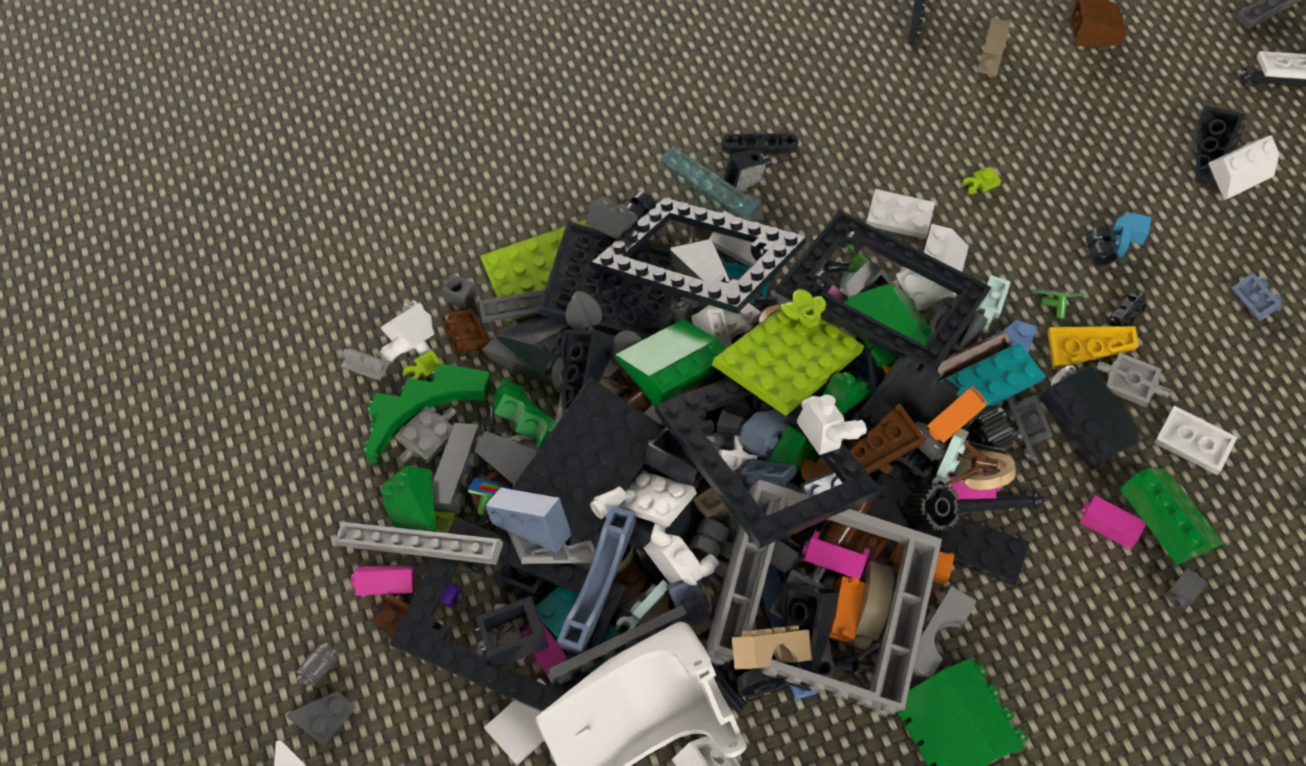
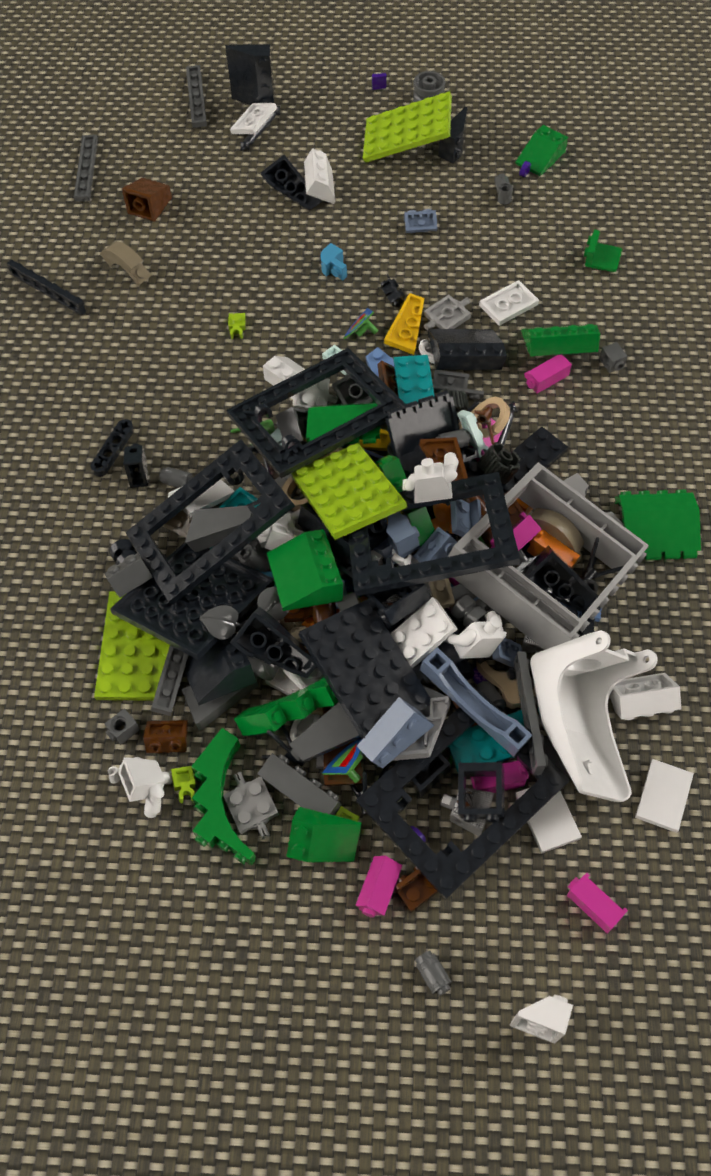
camera: 65 degrees left, 0 degrees up
(323, 716) = (481, 985): dark grey wing -> none
(364, 364) = (151, 834): light grey hinge -> none
(419, 542) = (363, 841): light grey tile -> none
(603, 503) = (412, 668): white cone -> none
(643, 609) = (501, 684): light aqua plate -> none
(710, 183) = (131, 495): clear light blue tile -> none
(757, 647) = (581, 603): tan arch -> none
(804, 308) = (311, 462): lime plate -> none
(900, 214) = (234, 385): white plate -> none
(957, 414) = (451, 406): orange brick -> none
(1101, 246) = (334, 280): black wheel -> none

